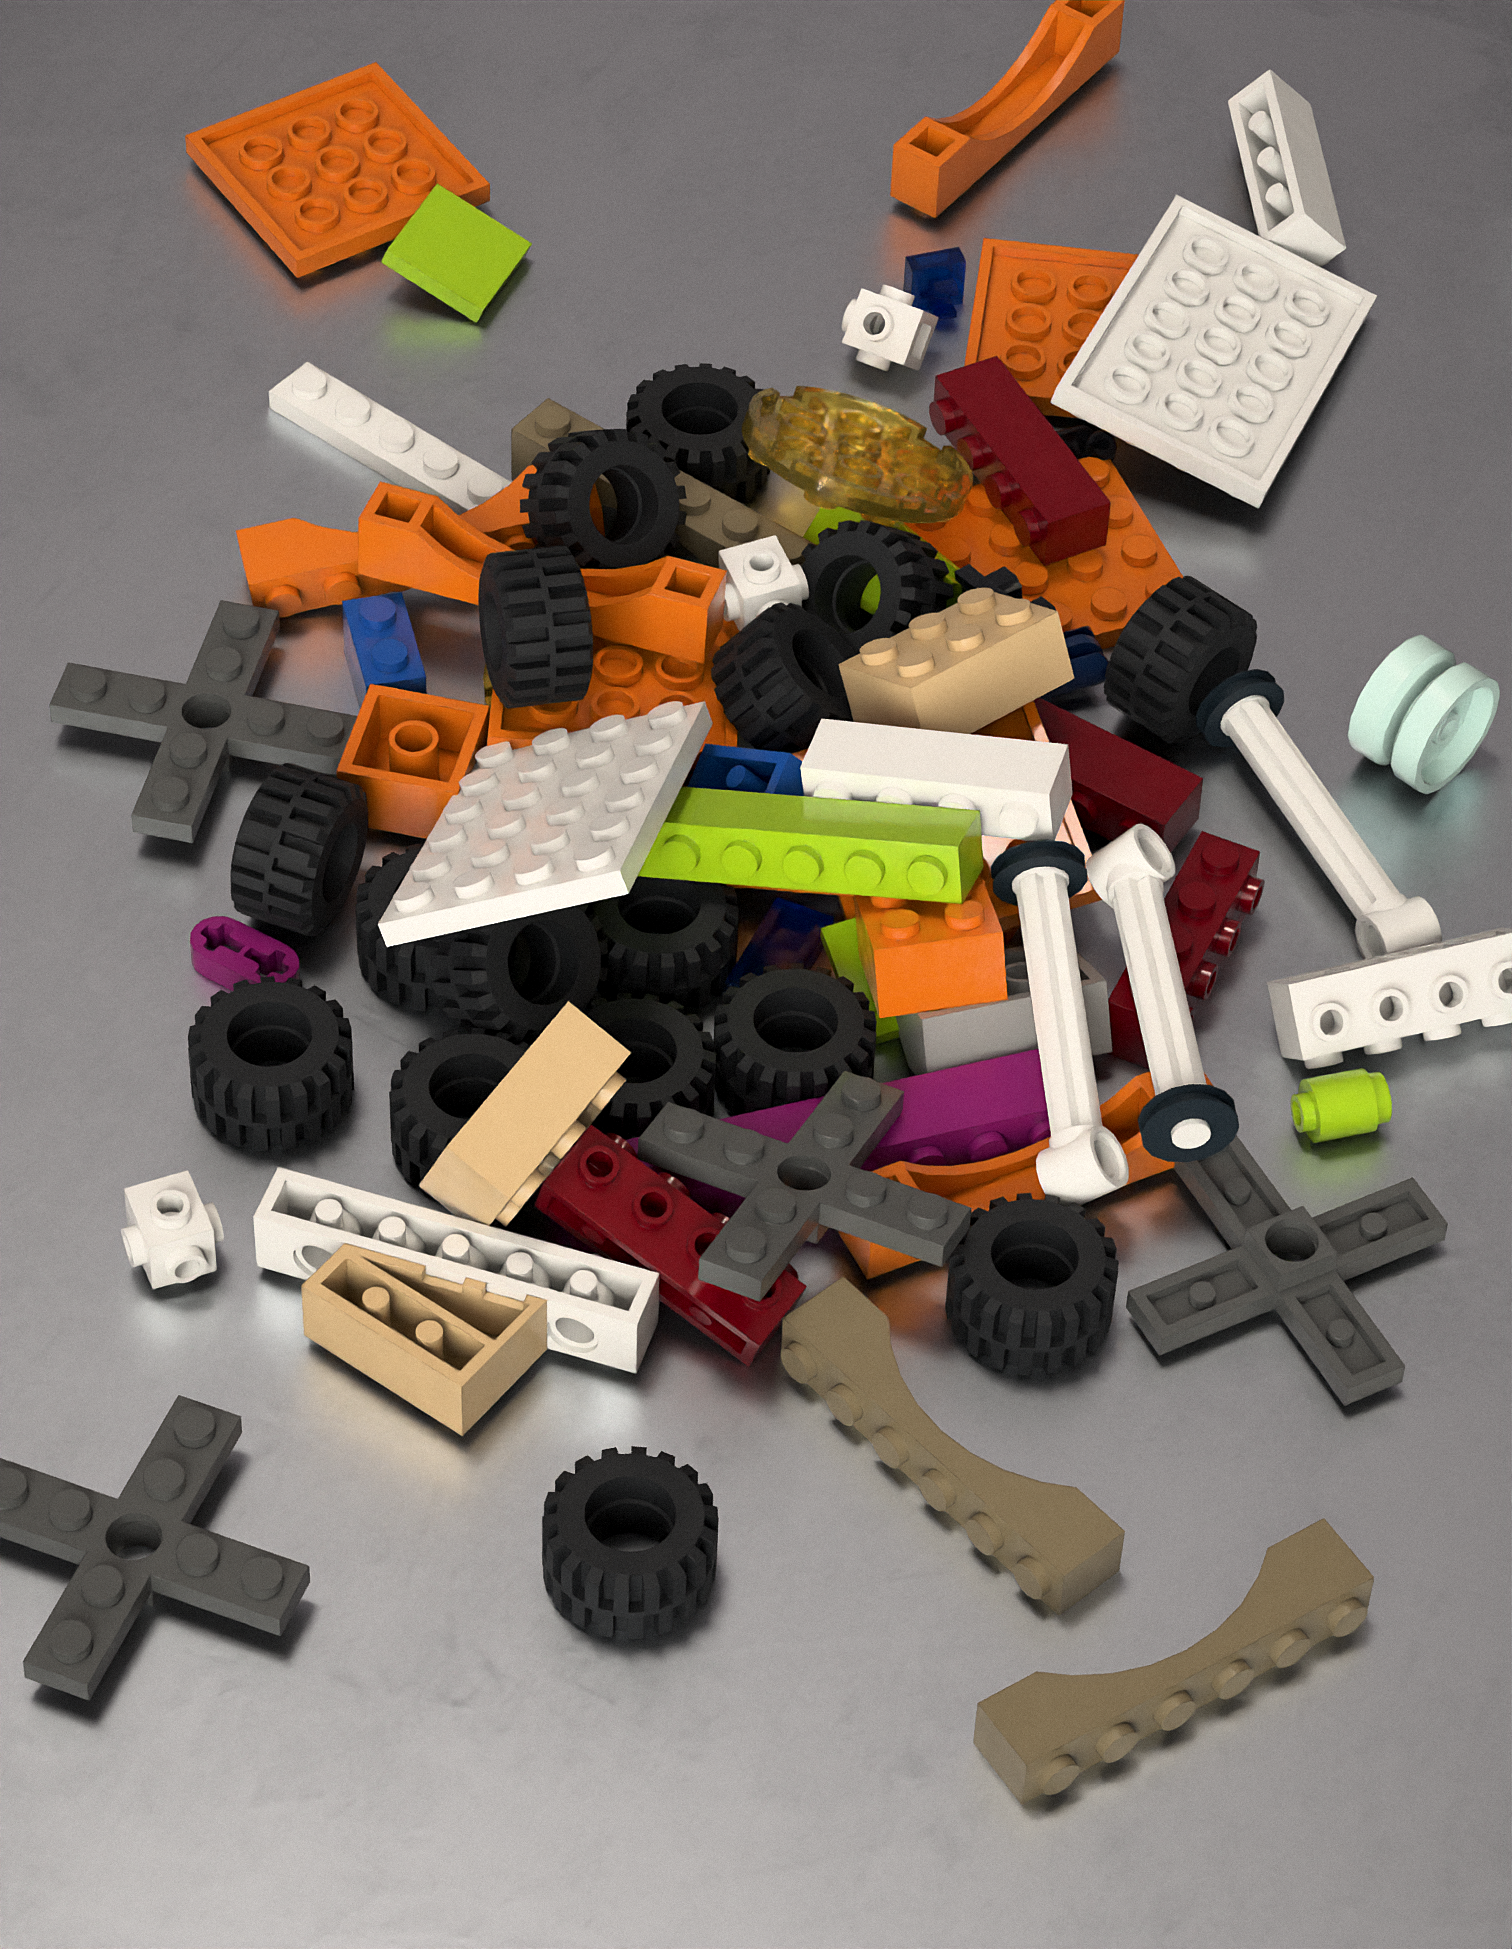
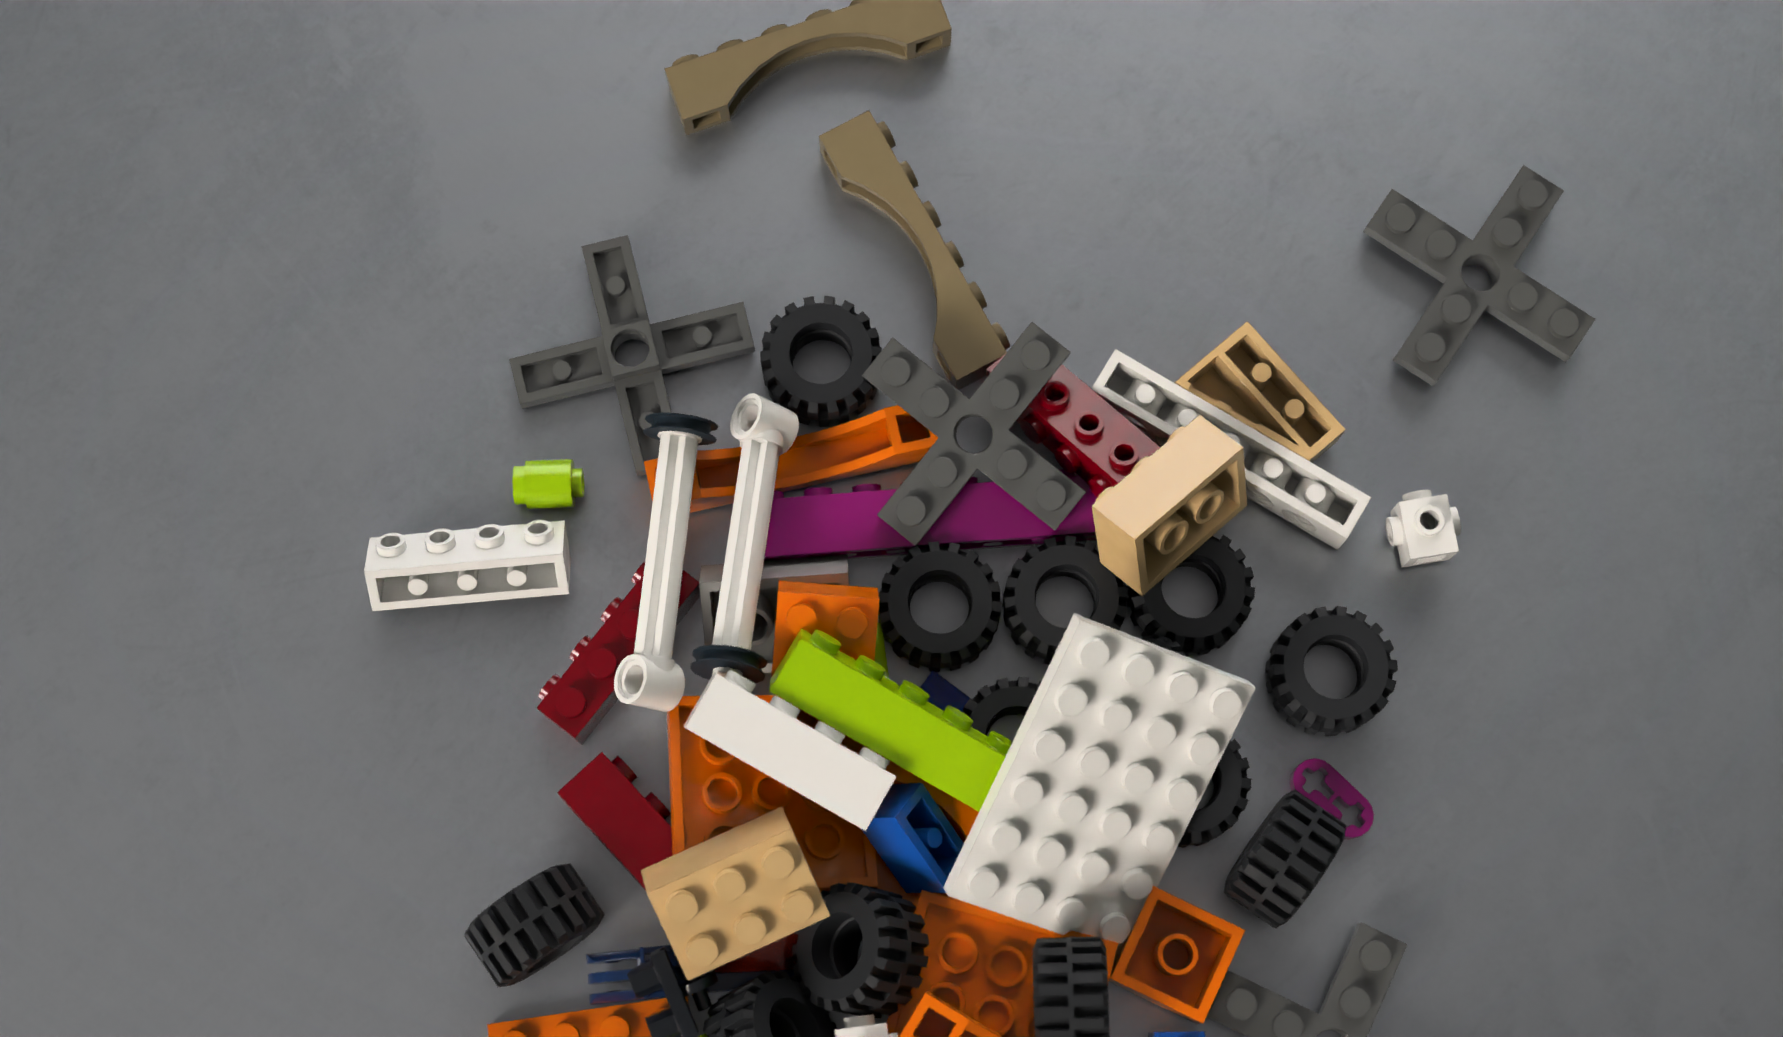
camera: 165 degrees left, 30 degrees up
(625, 1587) = (1155, 170): black tyre -> none
(1244, 715) = (451, 645): white piece -> none
(1423, 714) = (355, 832): light aqua wheel -> none

